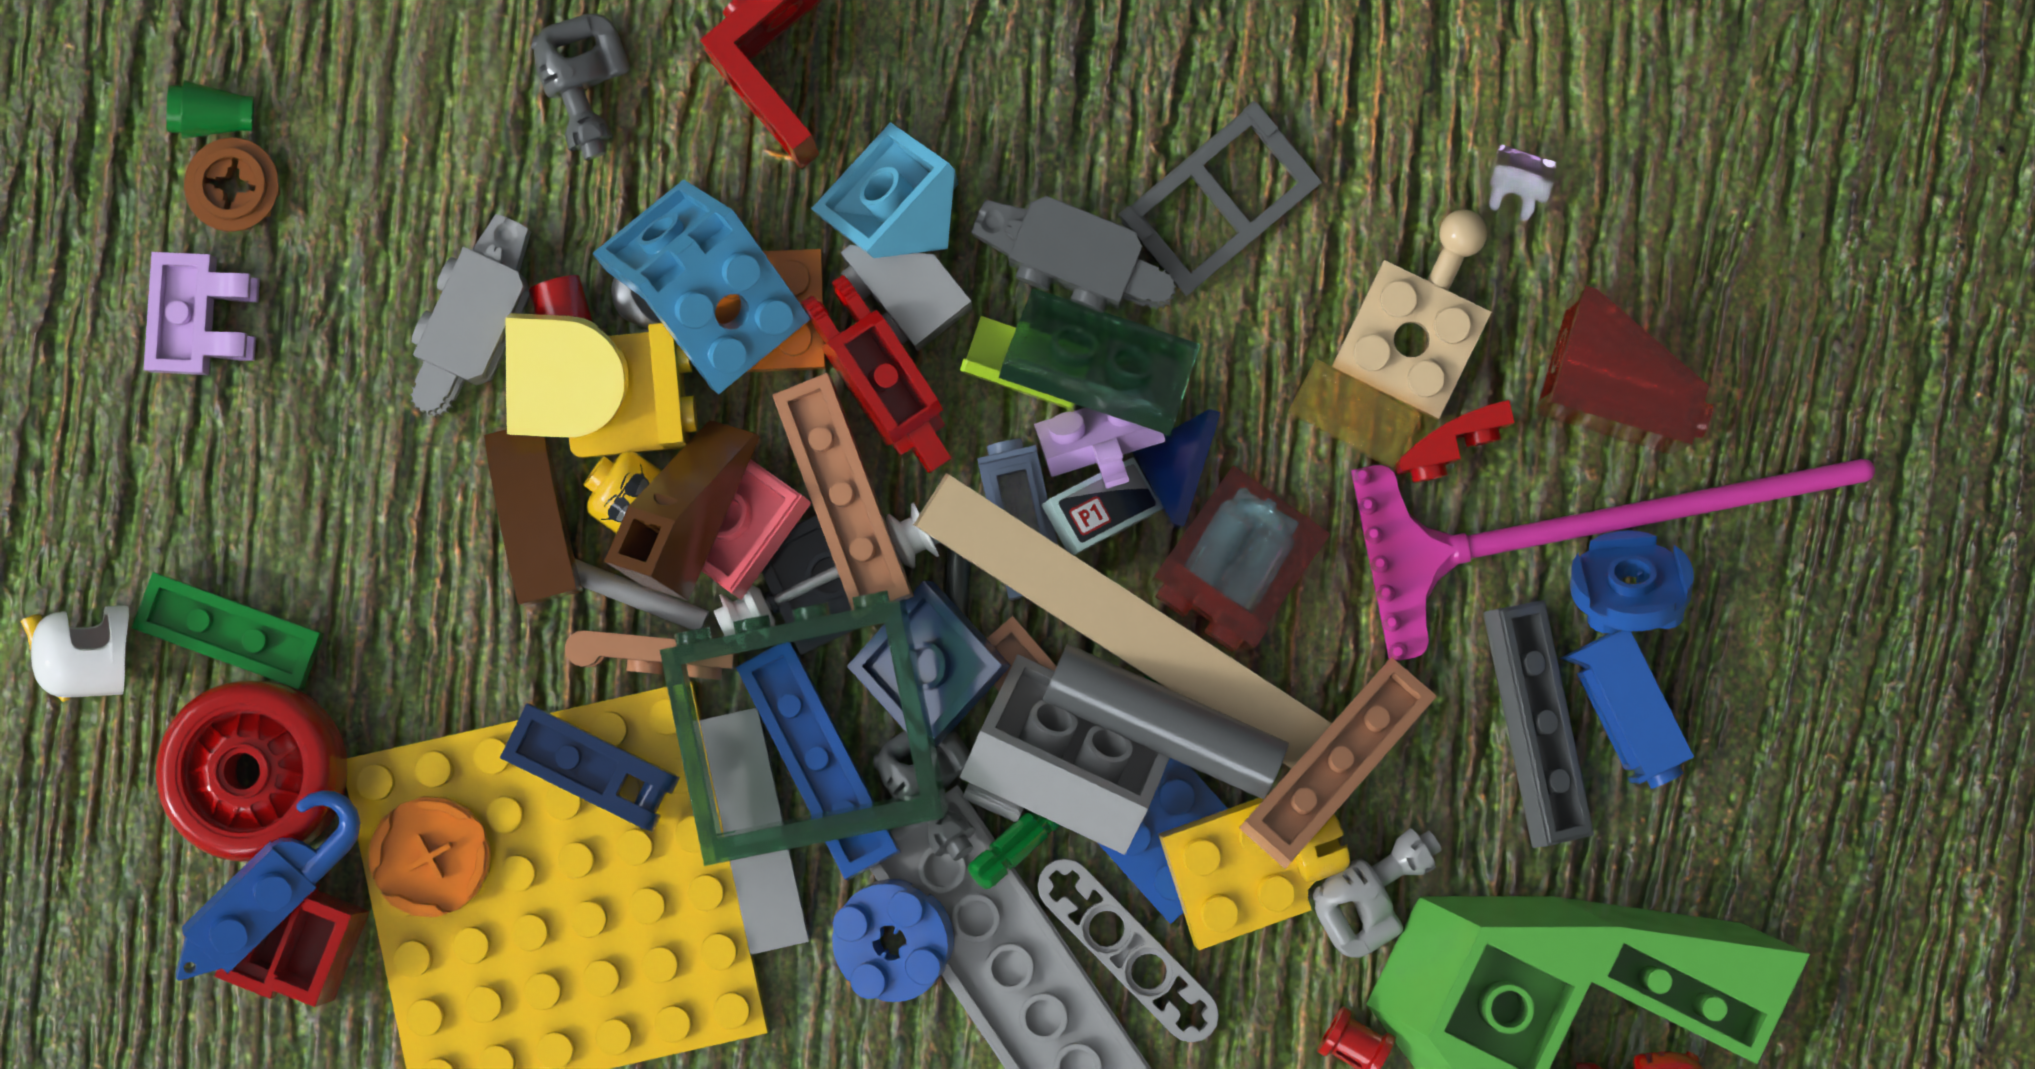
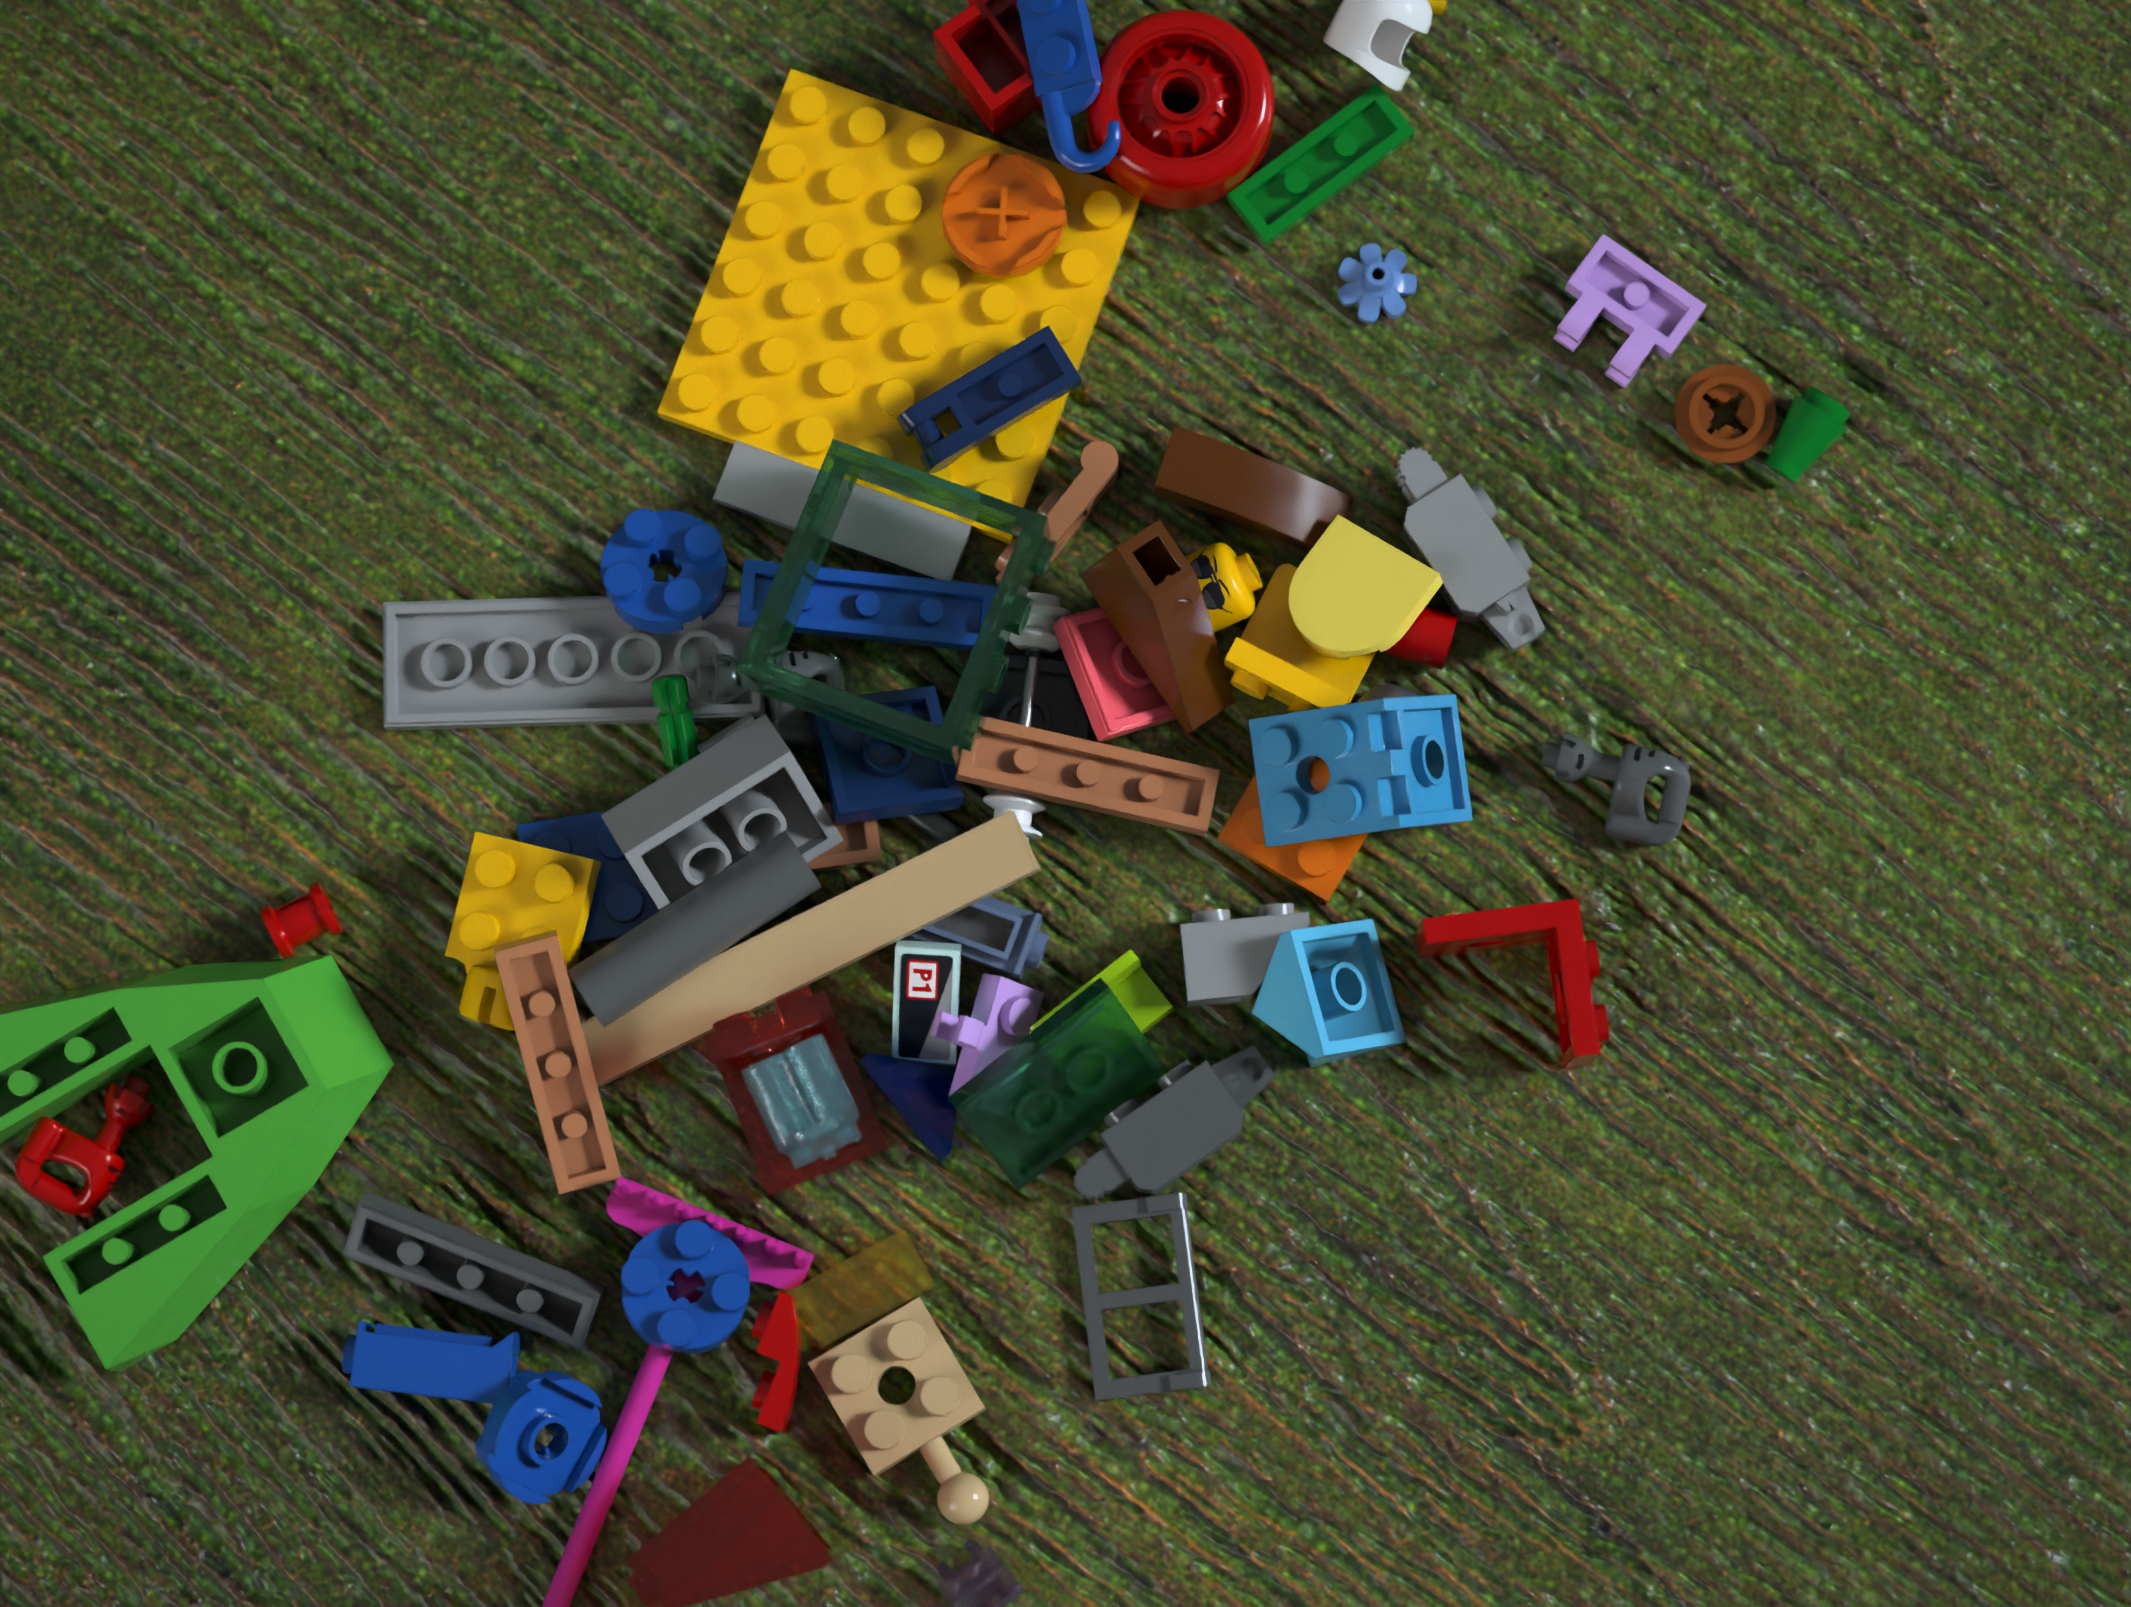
camera: 120 degrees right, 5 degrees down
(307, 529) = (1374, 293): none -> medium blue plant
(641, 597) = (1068, 577): light grey bar -> none
(881, 377) = (1171, 877): red hinge -> none
(1122, 954) = (521, 782): light grey beam -> none
(1367, 891) = (432, 1017): light grey piece -> none
(1412, 560) = (677, 1324): none -> blue plate

